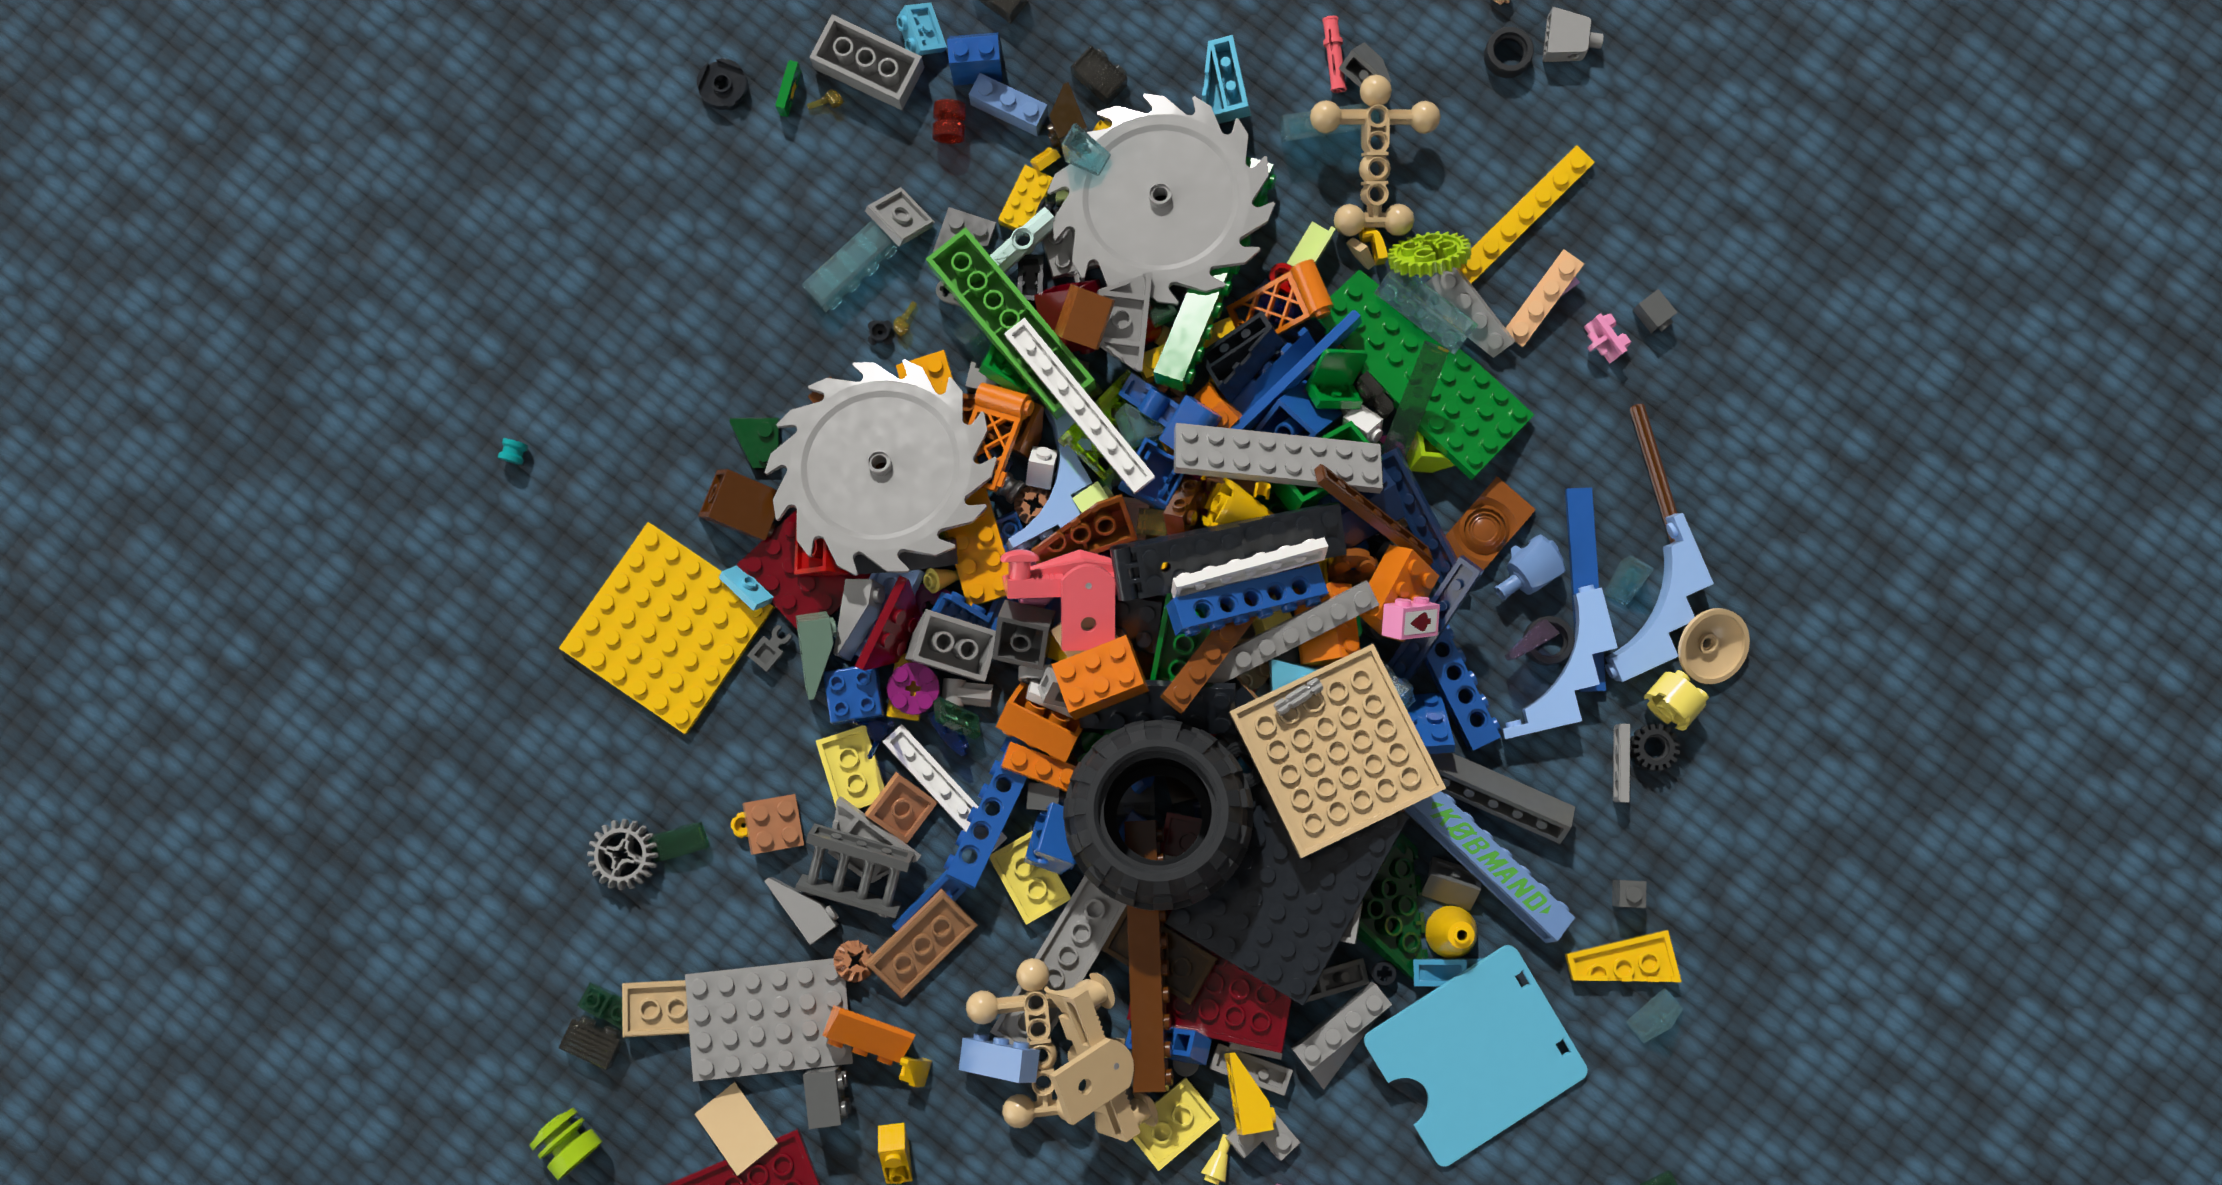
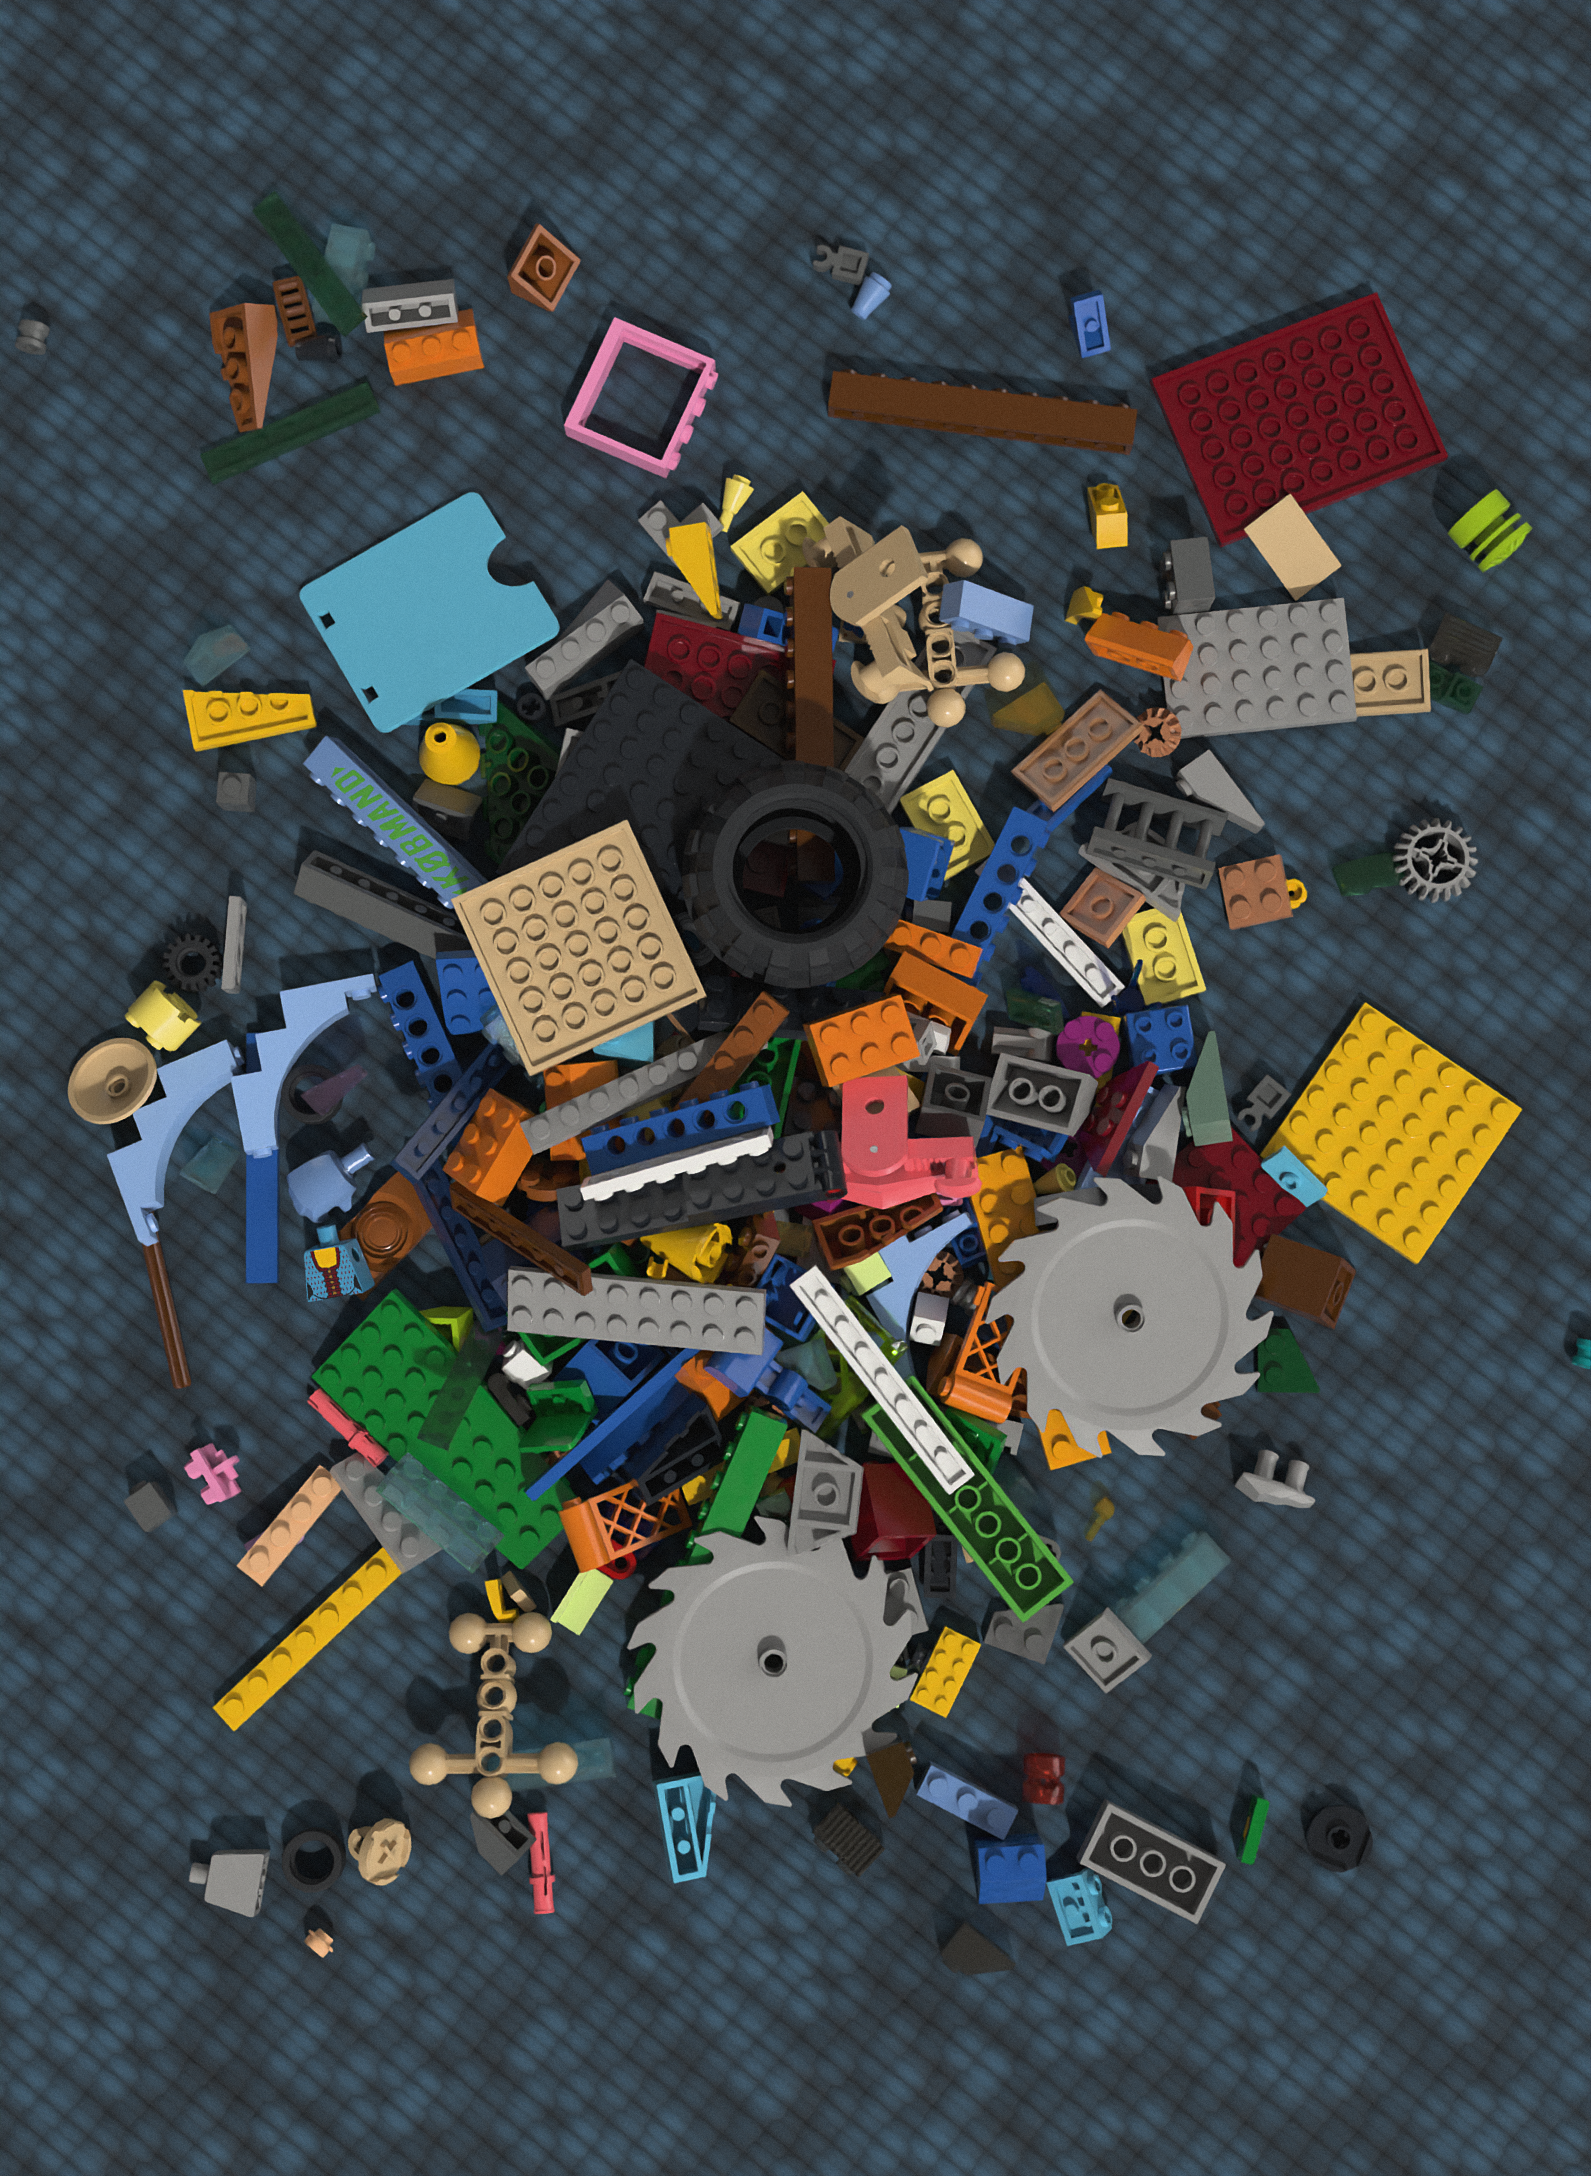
camera: 175 degrees left, 0 degrees up
(777, 346) = (1262, 1488): none -> light grey connector
(831, 96) = (1195, 1817): clear yellow hand -> none
(875, 327) = (1138, 1494): black plate -> none
(959, 975) = (1031, 713): none -> clear yellow slope
(1036, 229) = (964, 1596): light aqua piece -> none
(1045, 158) = (919, 1725): yellow tile -> none
(1084, 151) = (868, 1723): clear light blue slope -> none
(1084, 317) = (874, 1496): dark orange slope -> none
(1298, 696) = (622, 1010): light grey axle -> none
(1410, 618) = (481, 1107): bright pink brick -> none
(1429, 254) = (428, 1588): lime gear -> none
(1457, 57) = (382, 1851): none -> tan tile
(1502, 375) = (348, 1428): none -> coral pin
(1520, 498) = (335, 1267): none -> dark azure torso

